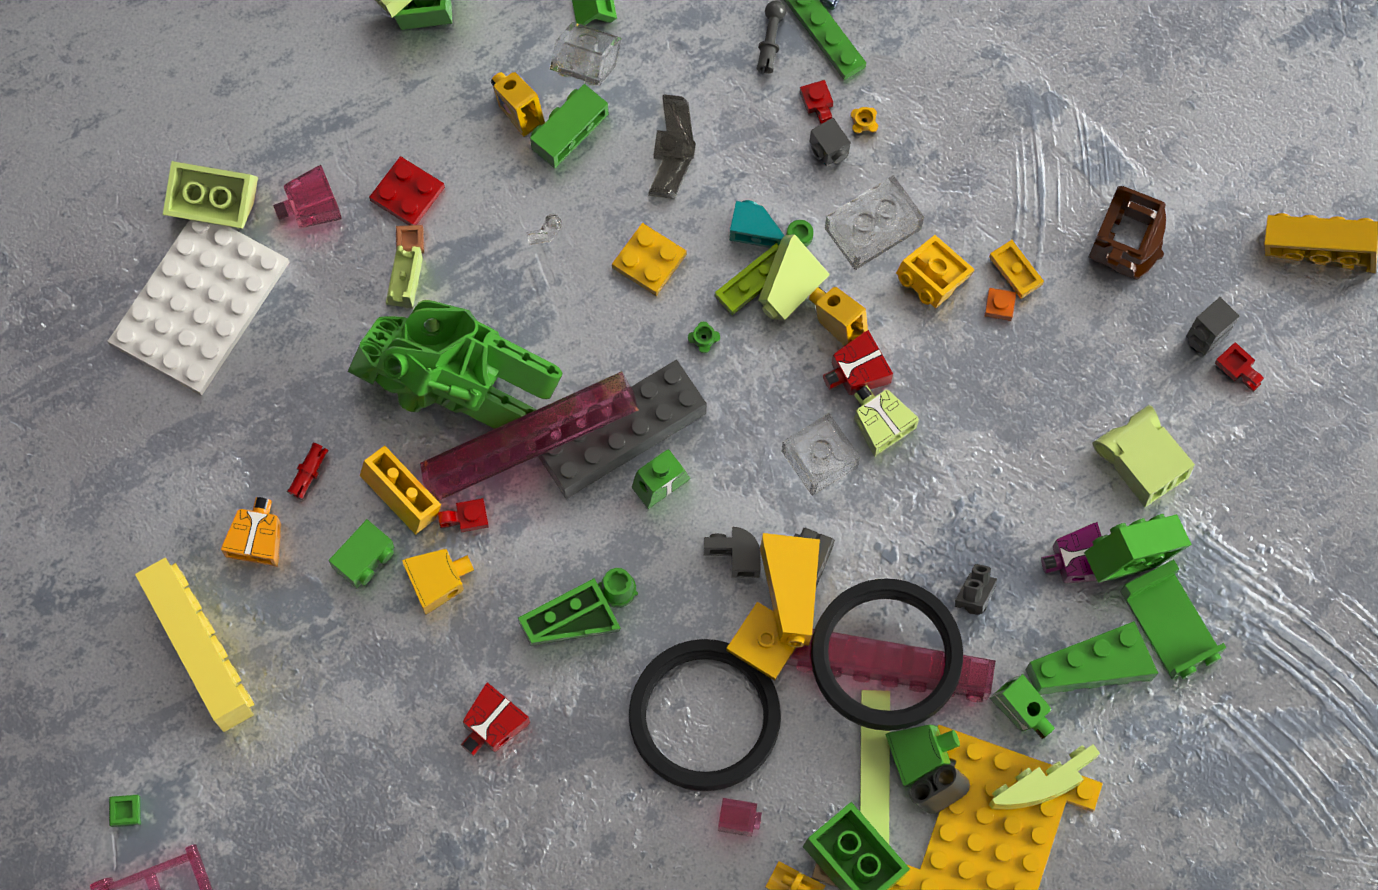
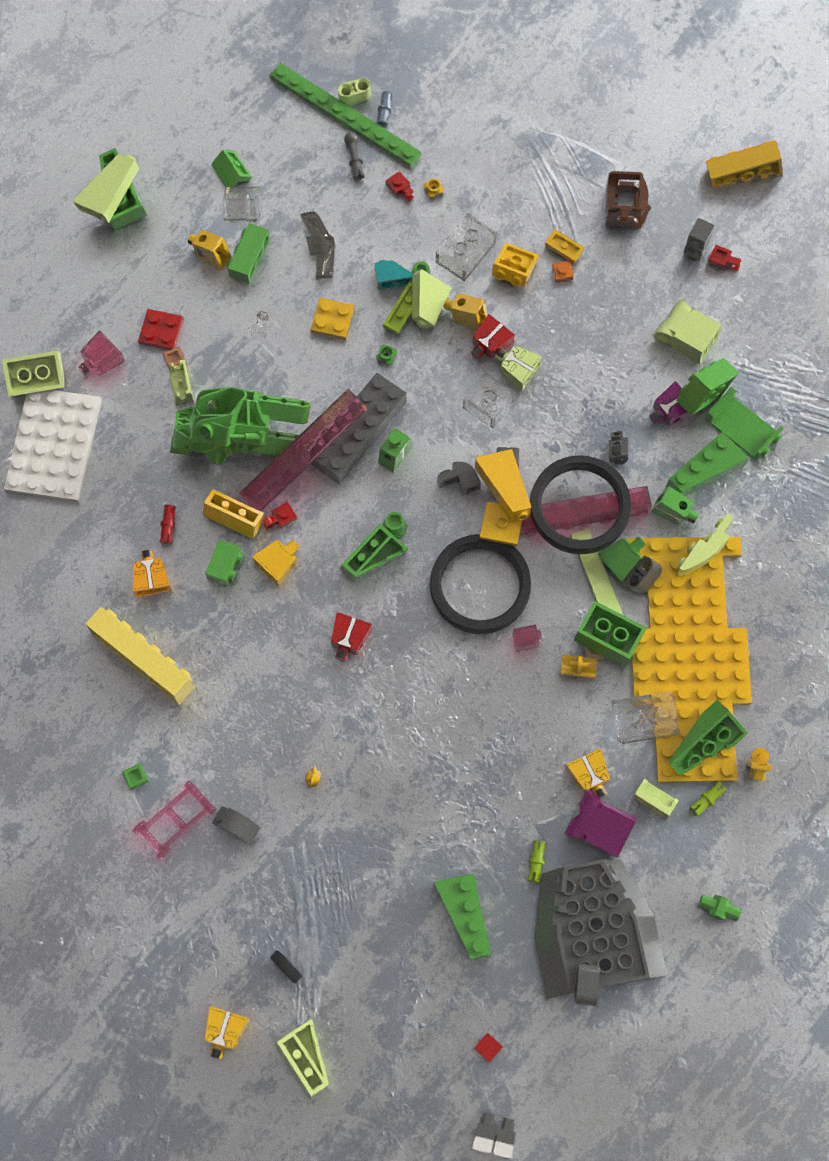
camera: 20 degrees left, 0 degrees up
(829, 142) = (418, 208): dark grey brick -> none

